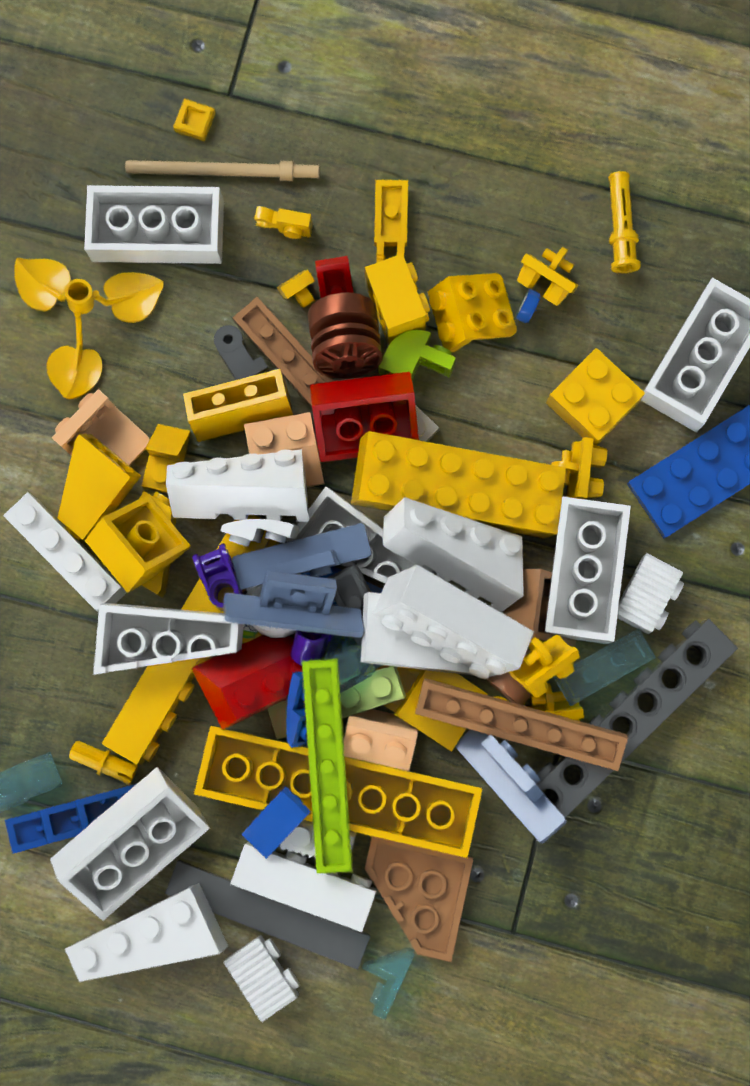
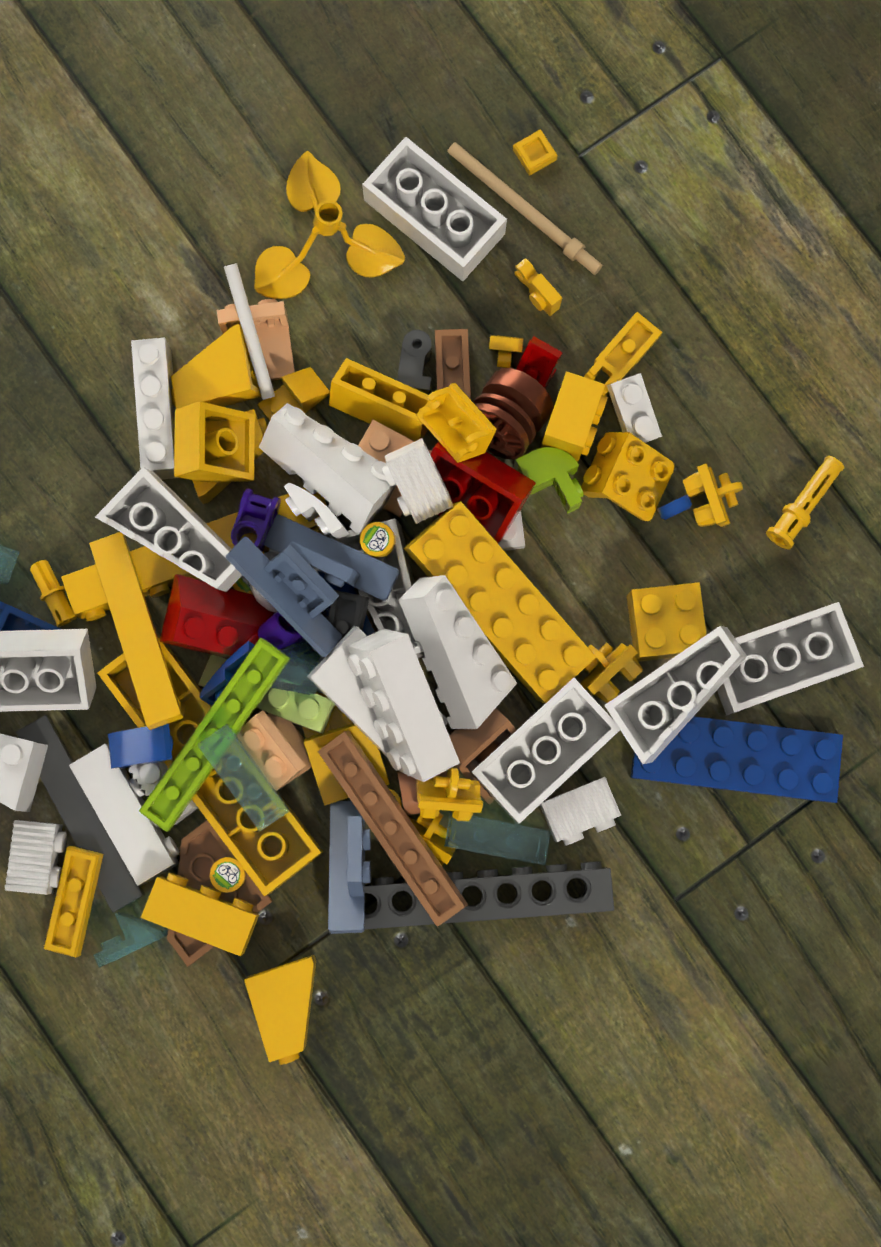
camera: 30 degrees right, 0 degrees up
(91, 433) = (249, 331): none -> white bar
(198, 736) = (136, 631): none -> yellow tile
(314, 374) = (457, 423): none -> yellow hinge
(320, 986) = (73, 901): none -> yellow tile
(321, 442) = (417, 481): none -> white brick
(326, 513) = (377, 540): none -> tile
(377, 779) = (243, 777): none -> clear light blue tile
(423, 865) = (227, 874): none -> tile
(429, 912) = (201, 914): none -> yellow brick
(435, 255) = (634, 408): none -> white plate
(548, 930) = (282, 1007): none -> yellow slope
(647, 452) = (670, 696): none -> white wedge

